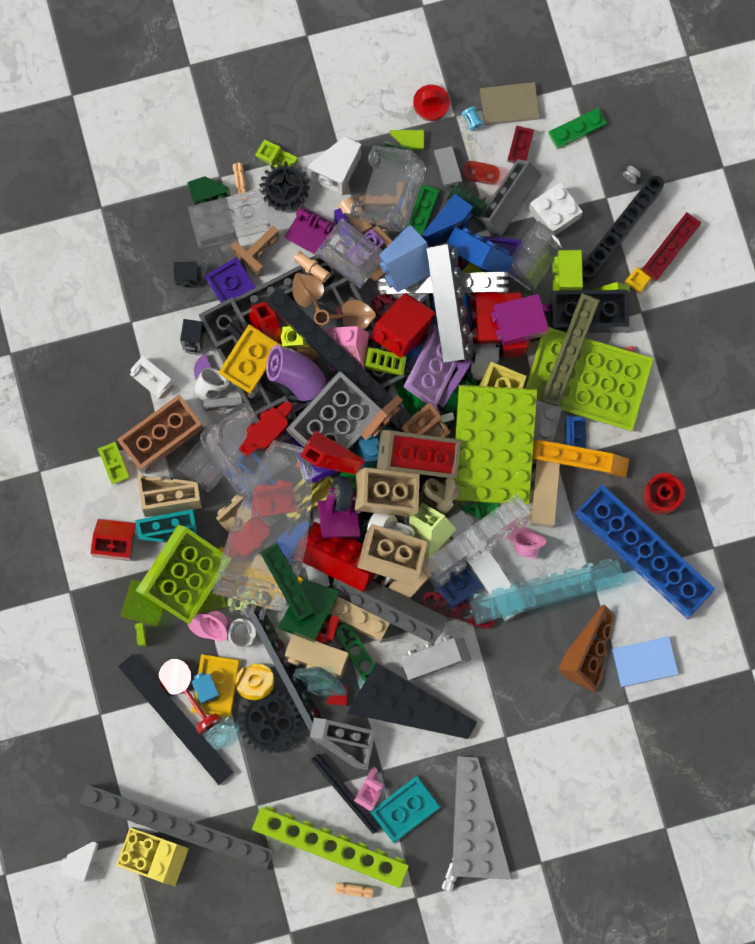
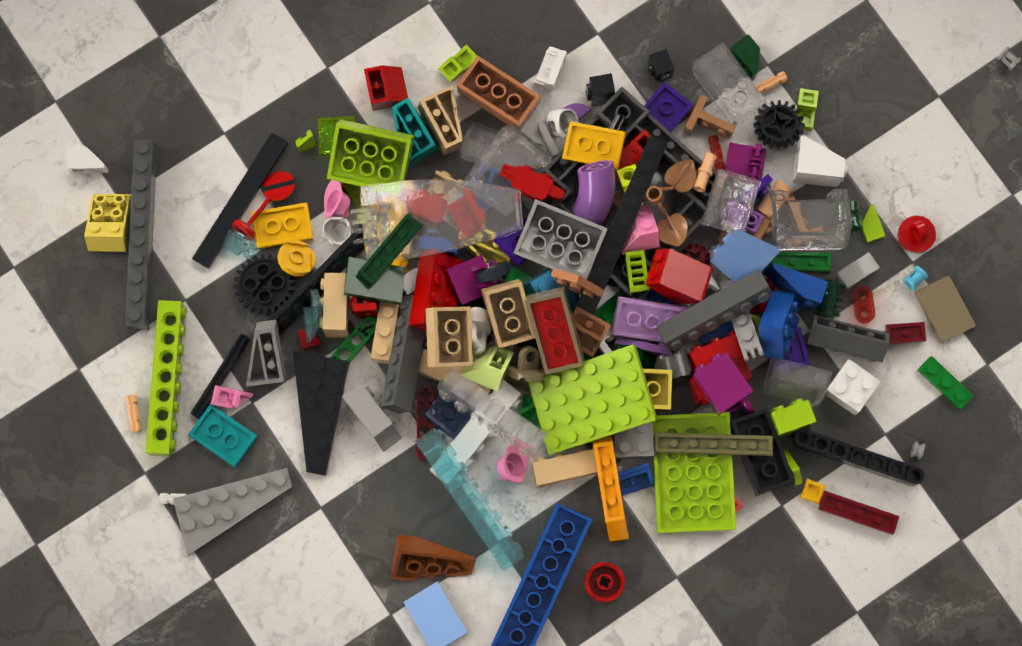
camera: 75 degrees right, 0 degrees up
(205, 687) = (275, 214): dark azure brick -> none
(287, 252) = (716, 150): none -> clear red axle
(330, 455) = (522, 243): red slope -> none

